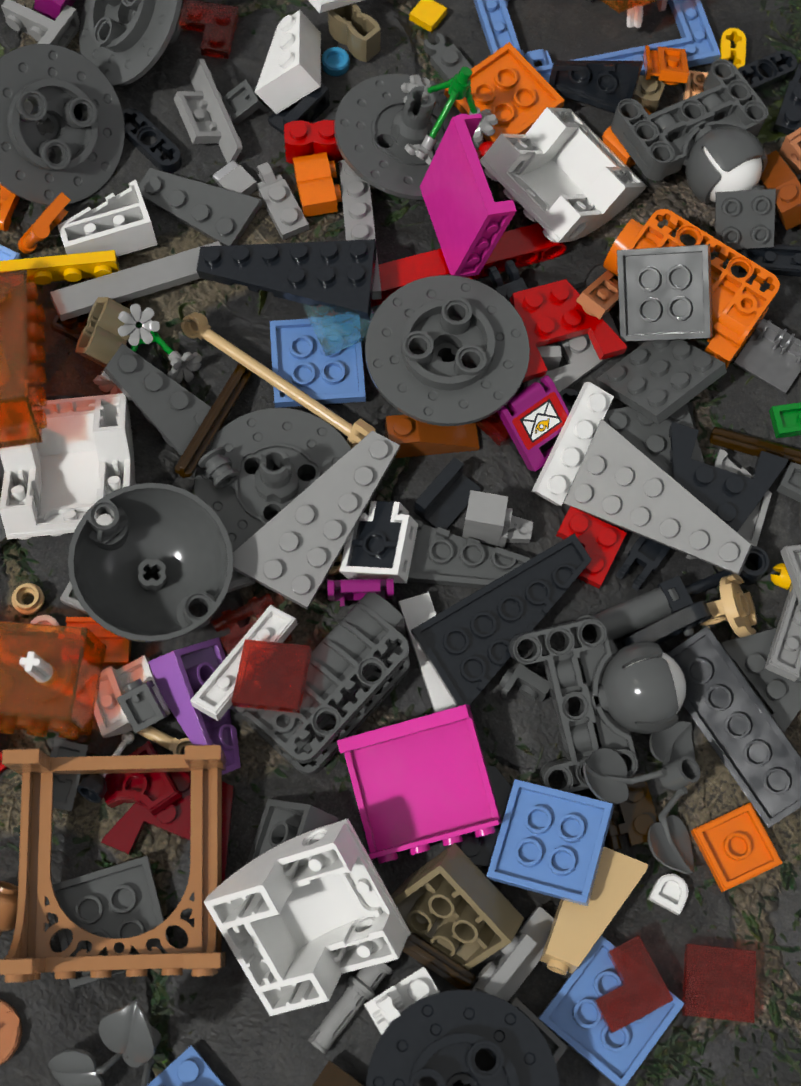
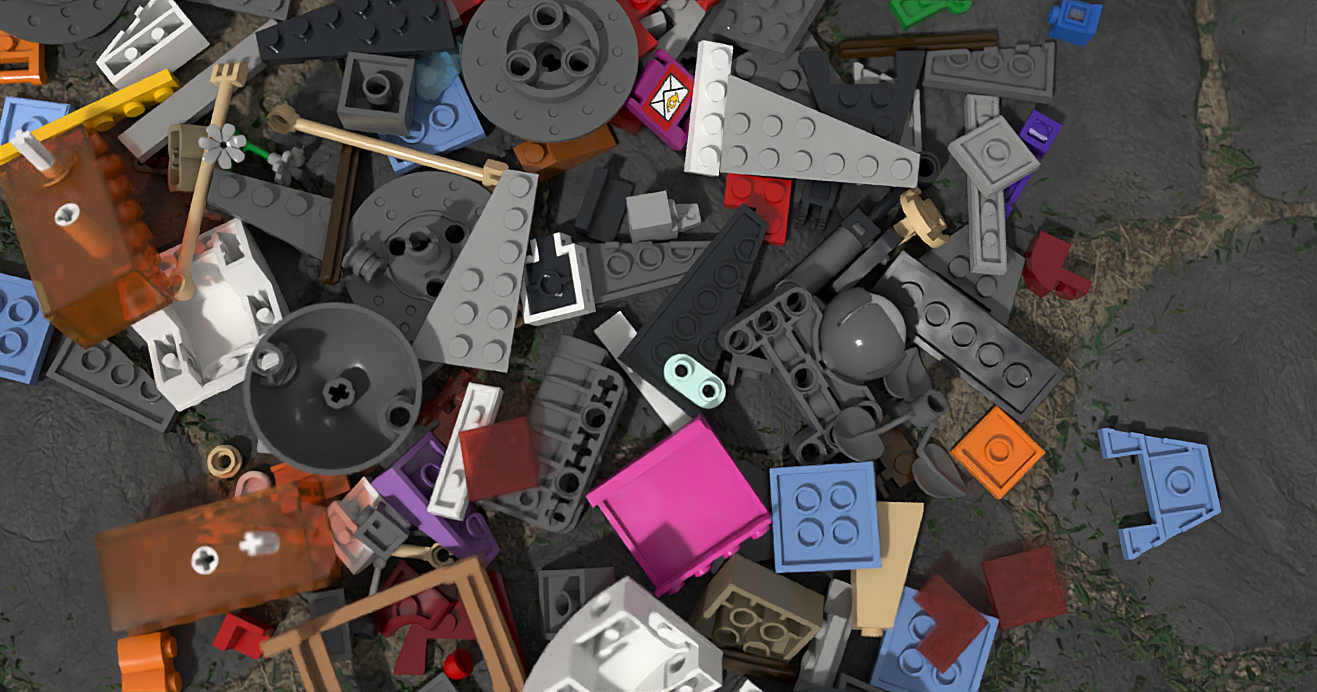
camera: 20 degrees left, 10 degrees up
(44, 224) = (82, 64): orange plate -> none
(159, 275) = (225, 78): none -> tan hinge
(163, 855) = (458, 664): none -> red hinge
(285, 331) = (378, 94): none -> dark grey slope
(356, 588) = (551, 335): magenta container -> none
(470, 676) = (694, 381): none -> light aqua plate
(670, 893) = (950, 518): white tile -> none
(783, 579) = (957, 173): yellow hinge -> none

